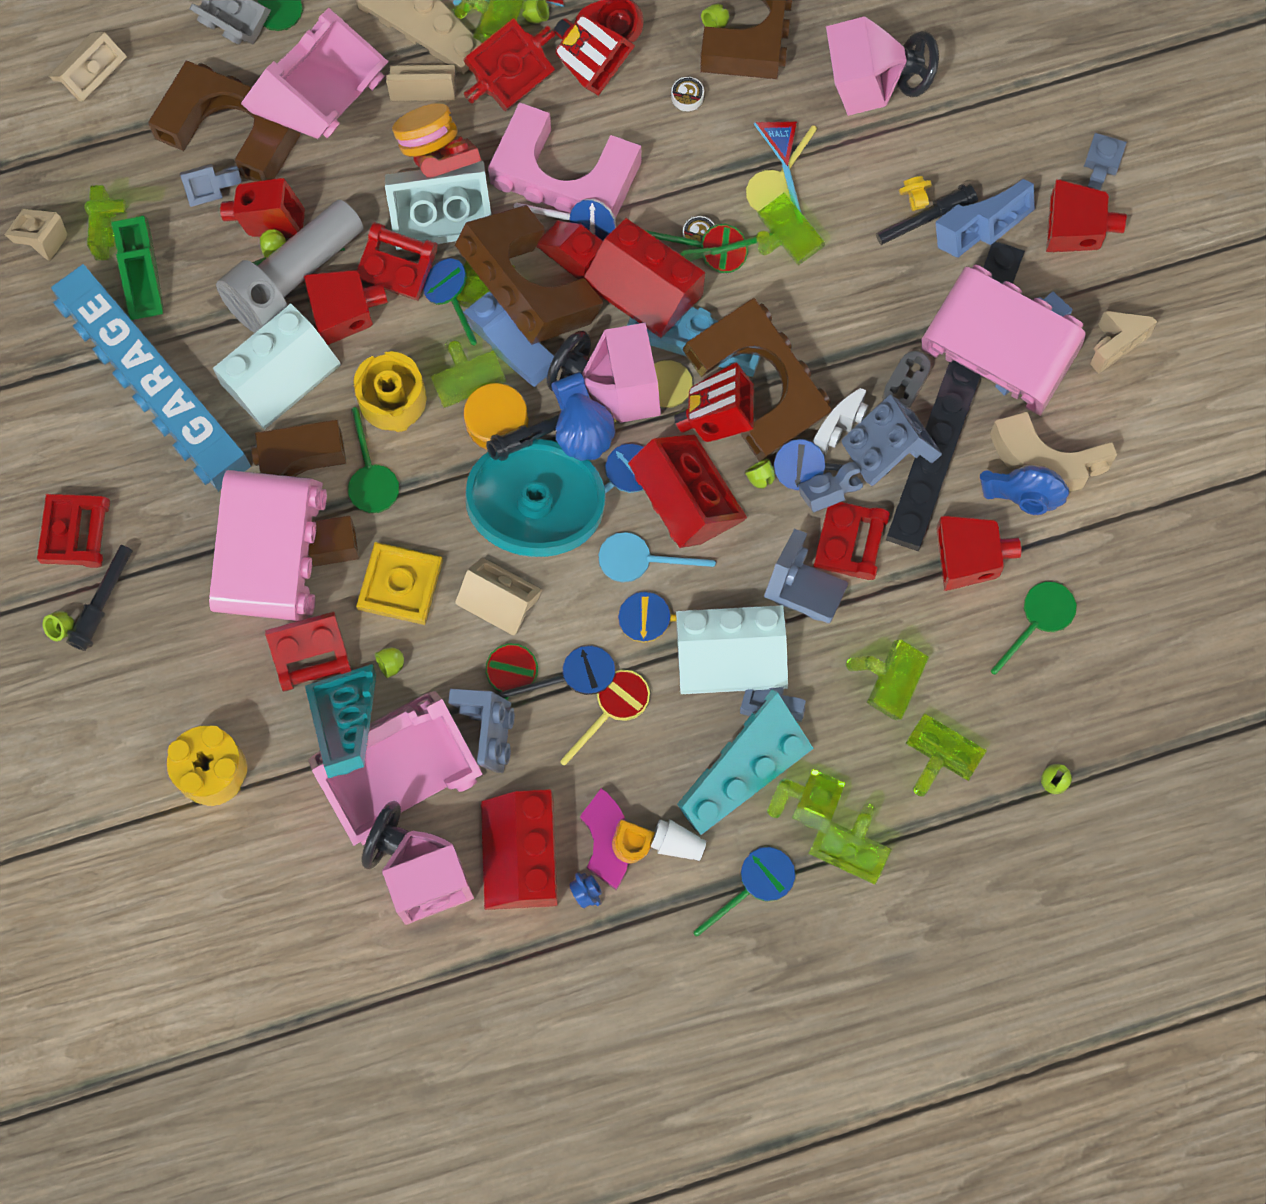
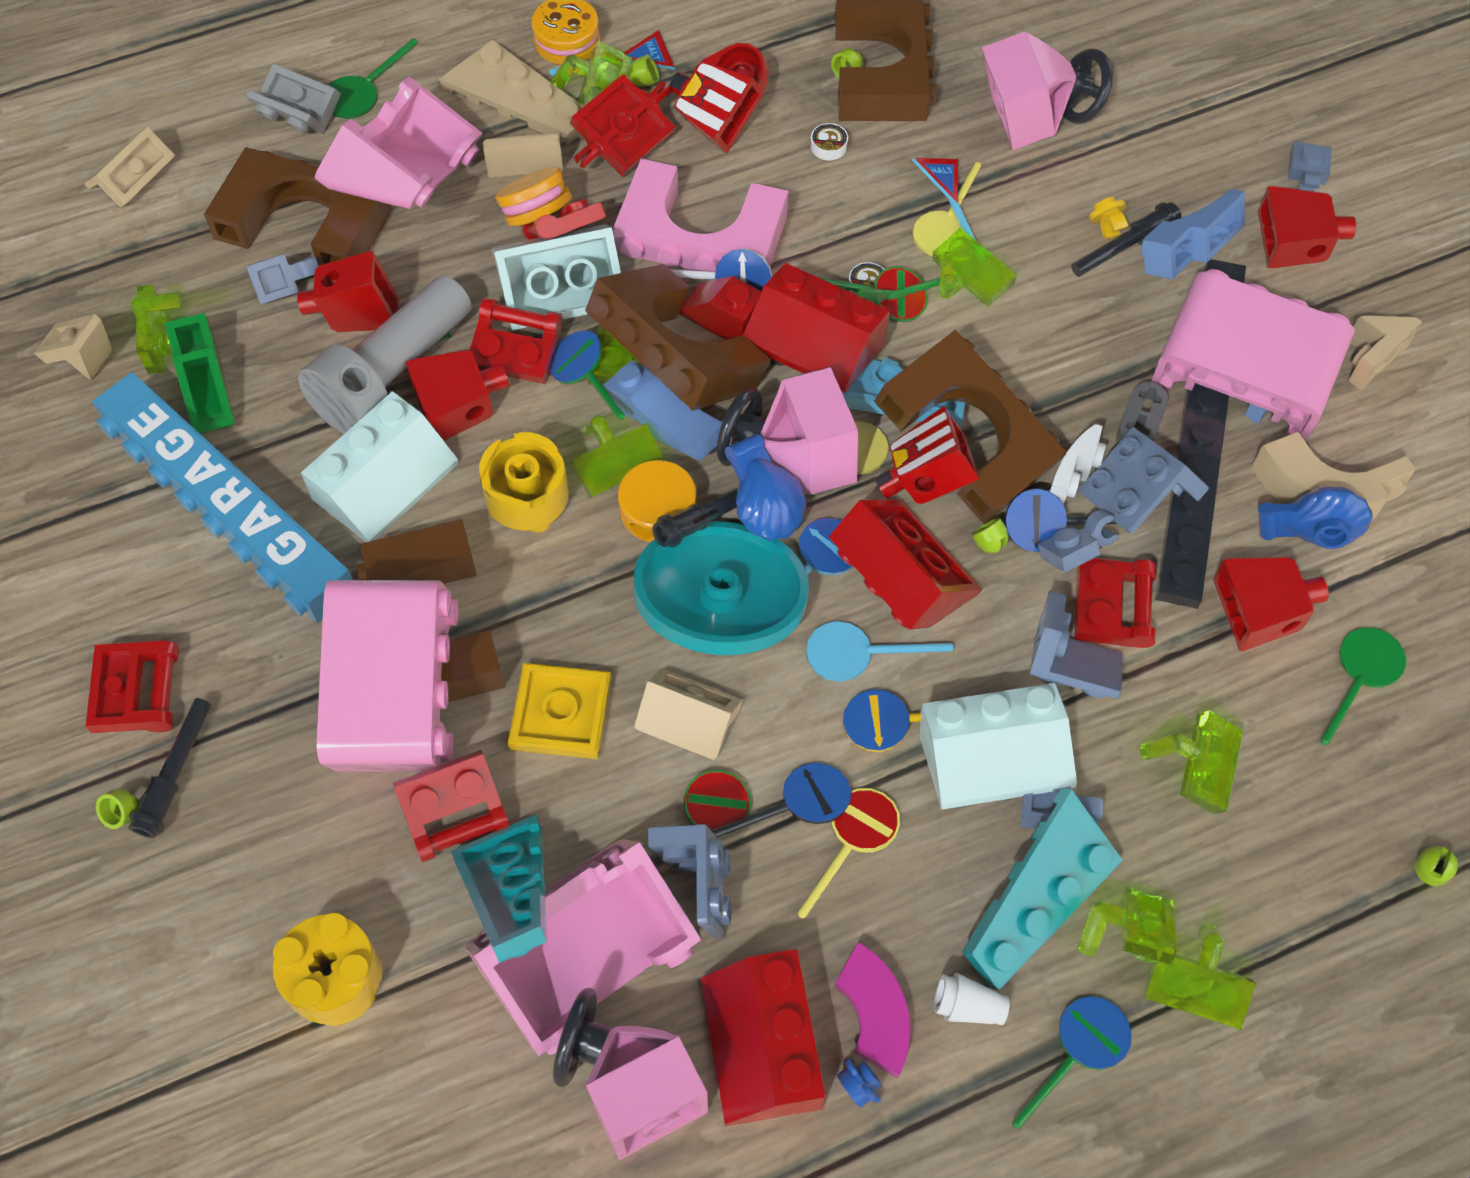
camera: 10 degrees left, 10 degrees down
(271, 241) = (360, 329): lime hinge -> none
(373, 486) = (514, 598): green piece -> none
(390, 661) = (558, 808): lime hinge -> none
(631, 842) = (910, 1009): light orange tile -> none
(944, 749) = (1293, 844): clear neon green plate -> none

